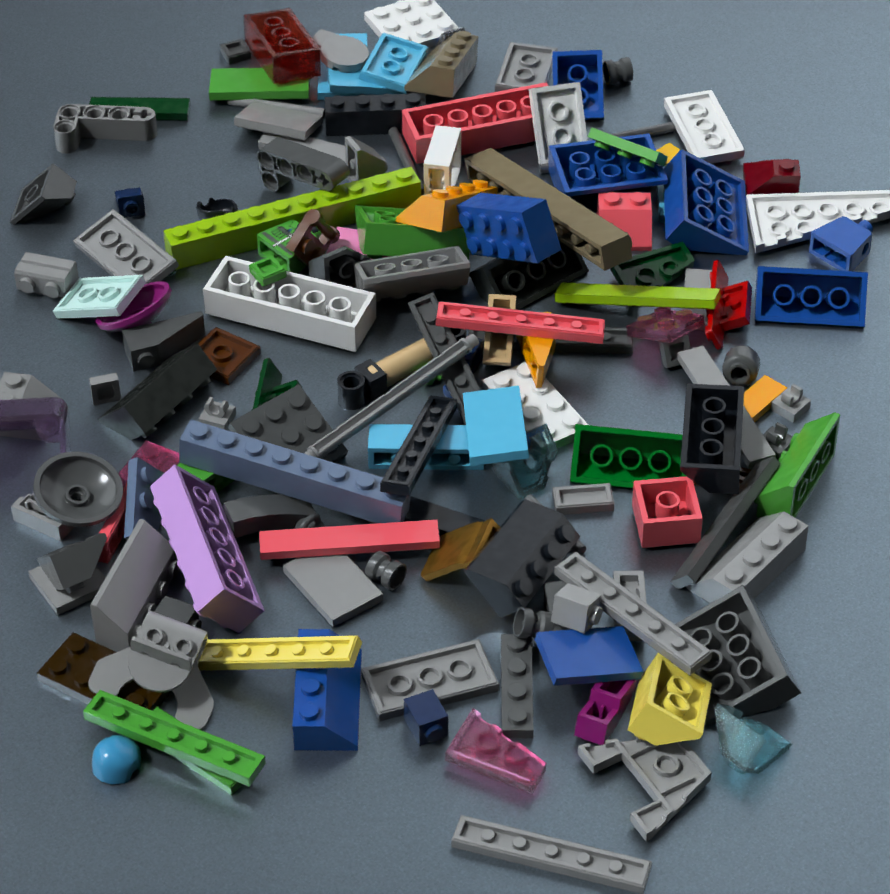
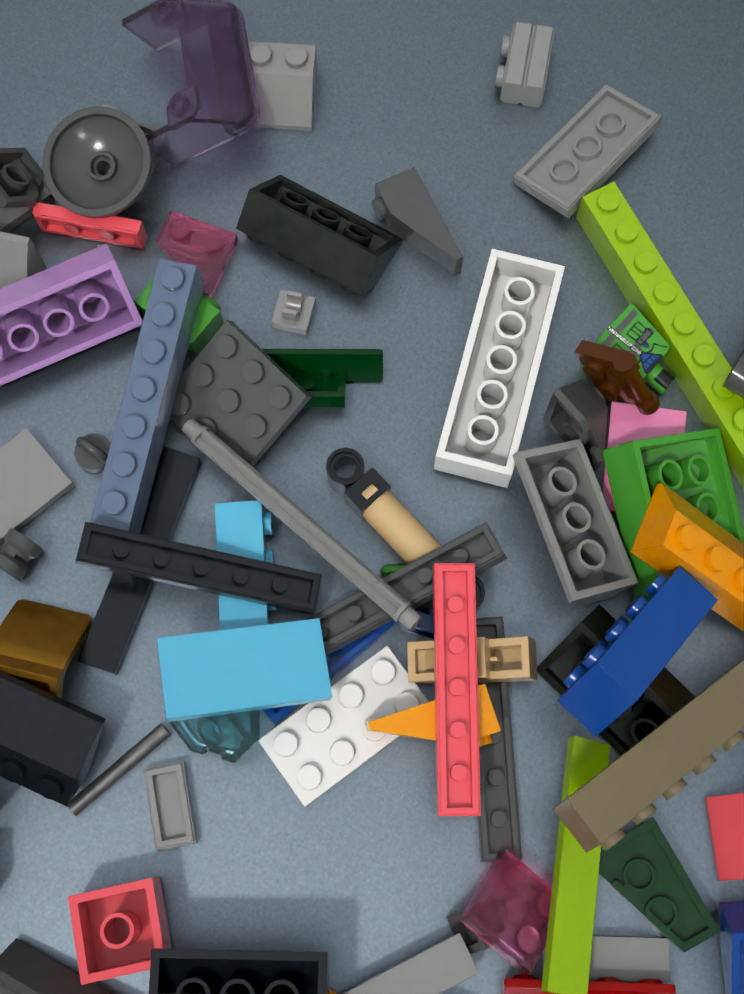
camera: 85 degrees right, 30 degrees up
(44, 195) = (686, 32): dark grey slope -> none
(99, 296) = (485, 132): light aqua tile -> none
(105, 389) = (322, 169): light grey plate -> none
(130, 202) = (697, 138): dark blue bracket -> none
(139, 495) = (131, 239): sand blue wing -> none
(141, 310) = (465, 174): magenta dish -> none
(215, 208) = (685, 247): black hair -> none
(228, 354) = (409, 301): reddish brown tile -> none
(265, 513) = (98, 382): dark grey slope -> none
(267, 271) = (532, 324): bright green tile -> none
(349, 539) = (61, 502): coral tile -> none
(623, 455) = (243, 868): green slope -> none

